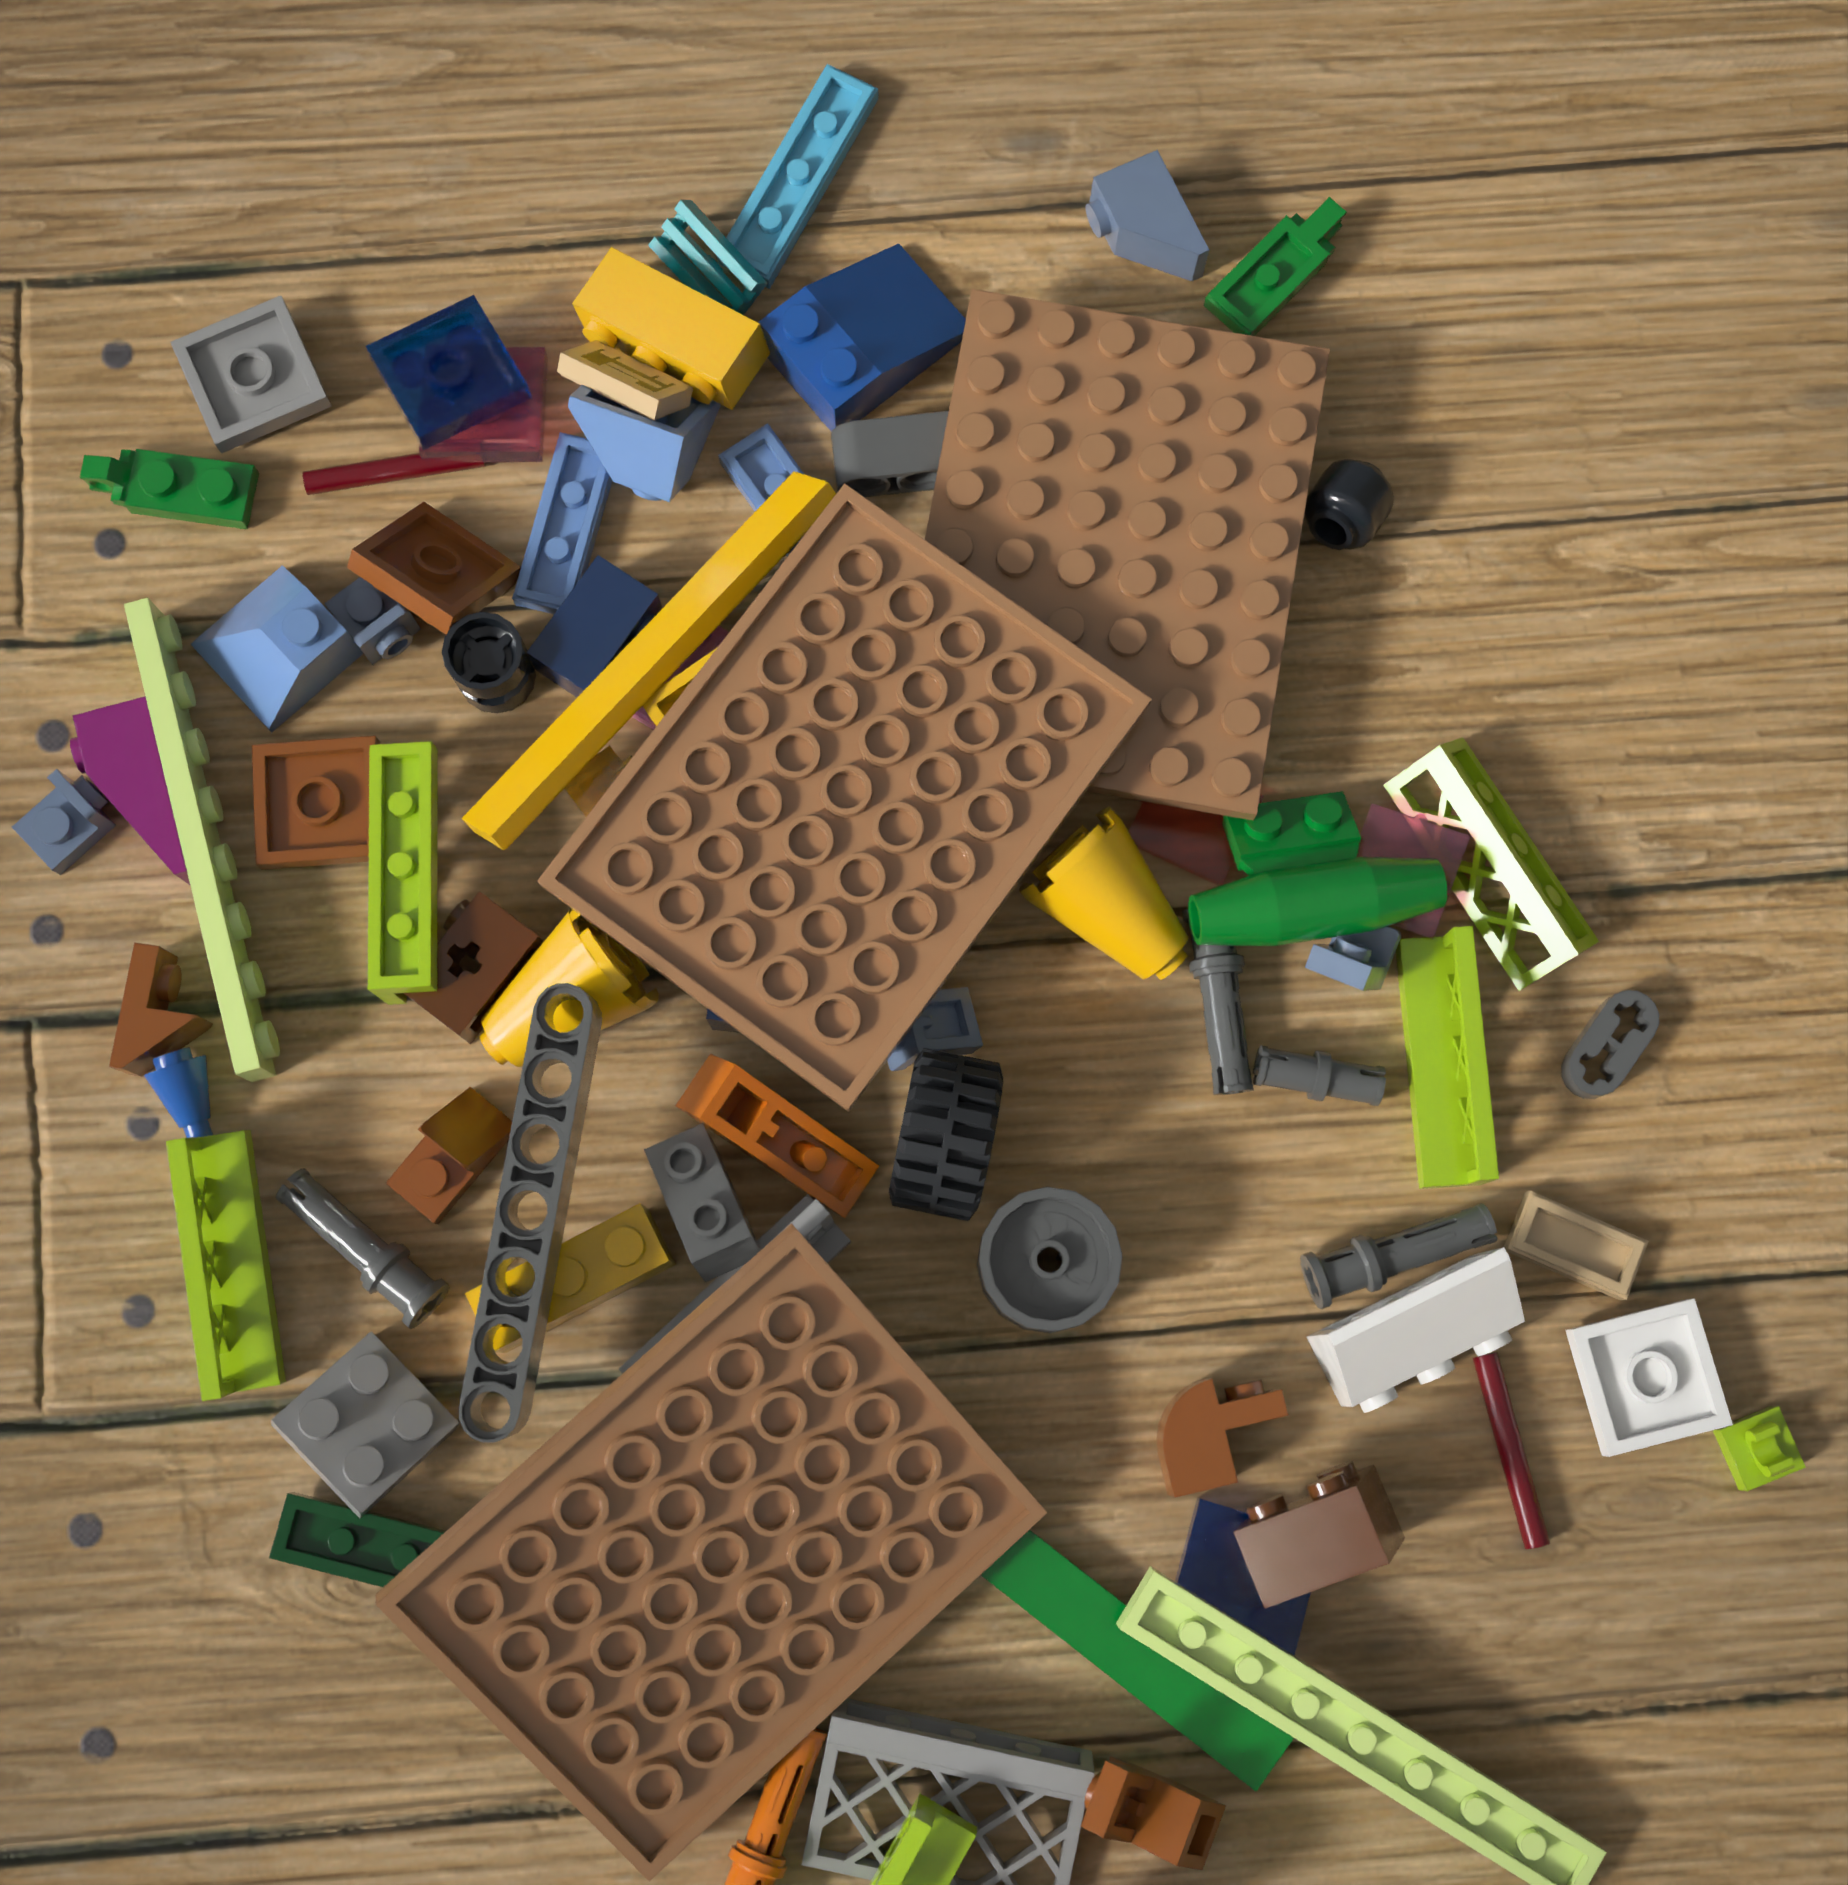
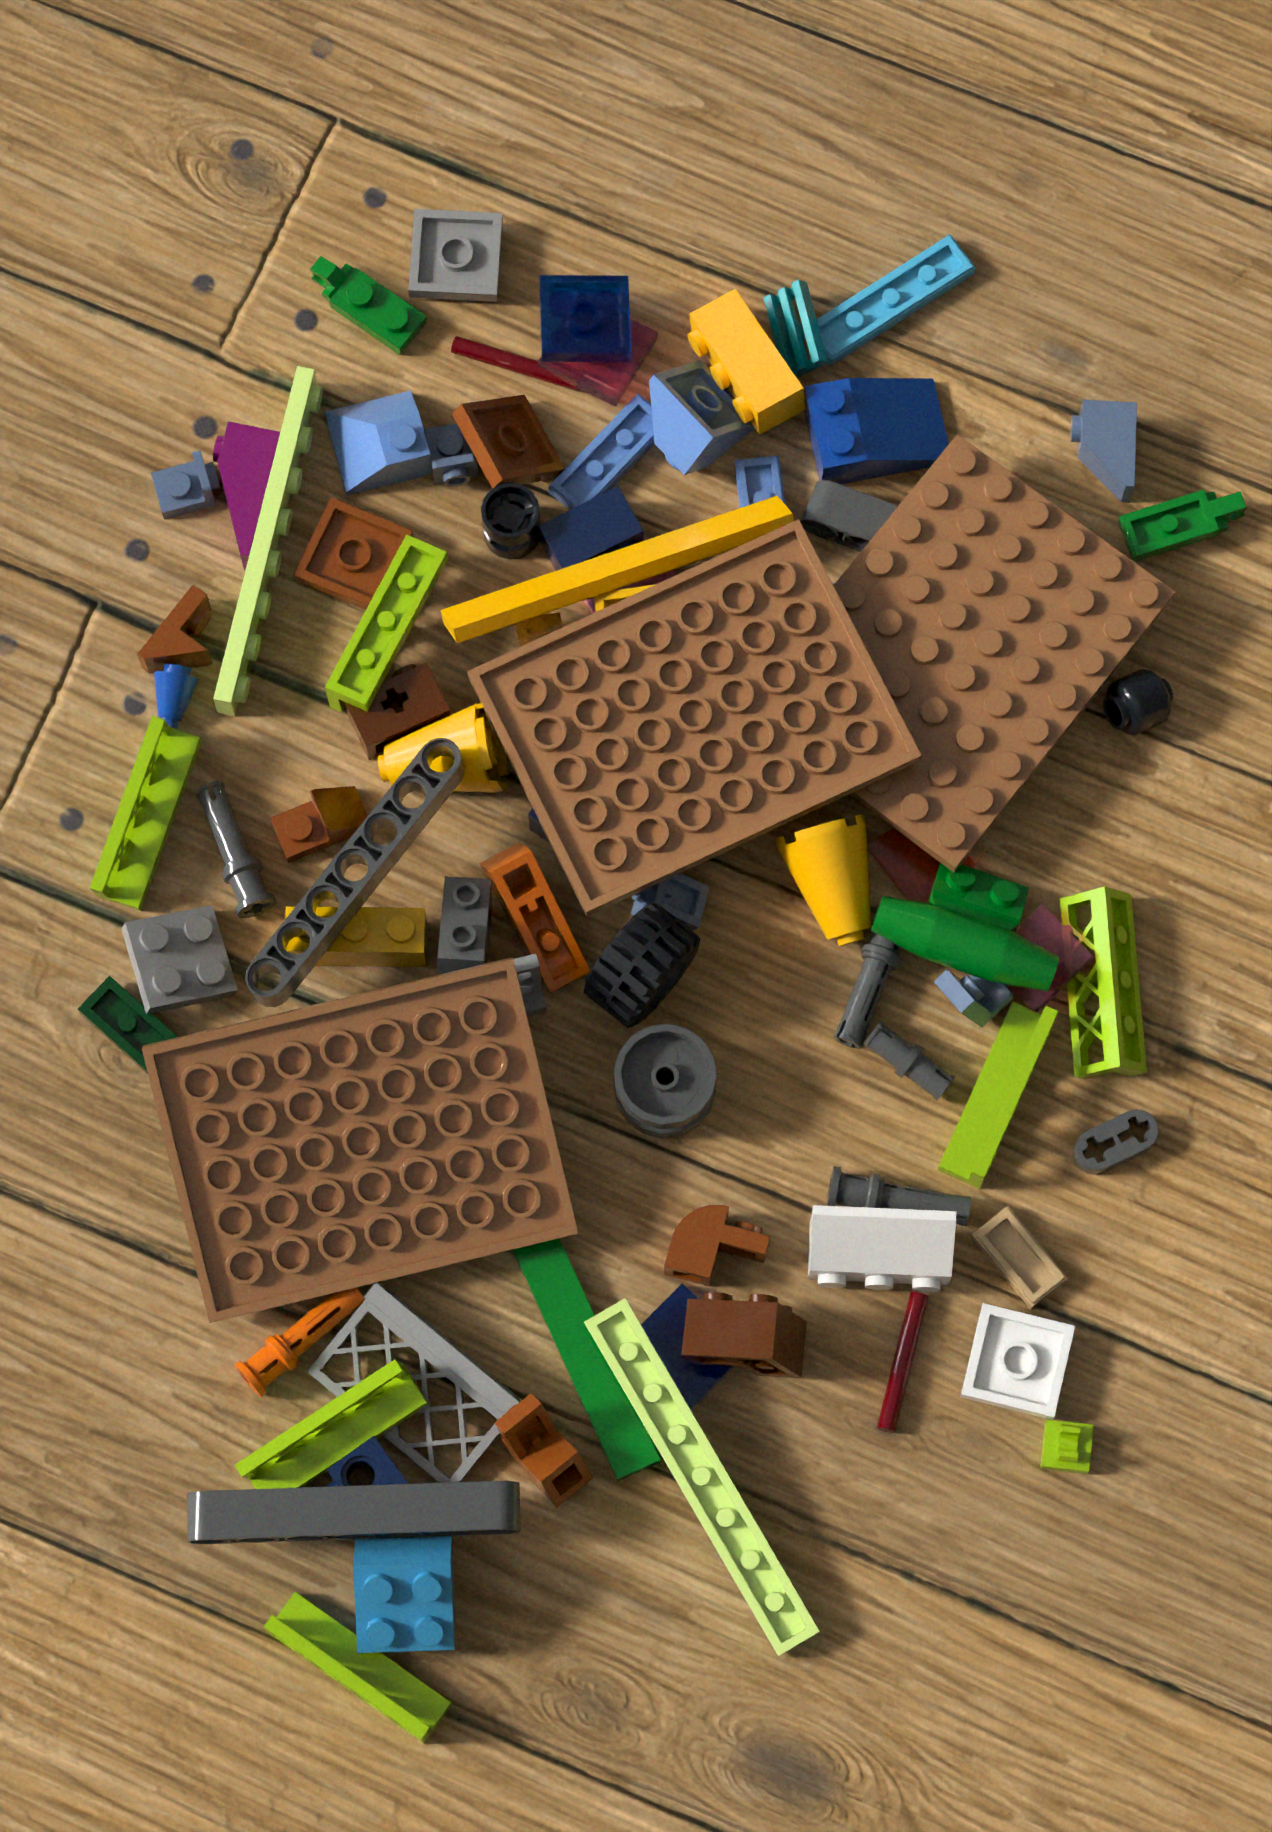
camera: 30 degrees right, 5 degrees down
(624, 380) = (696, 380): tan tile -> none

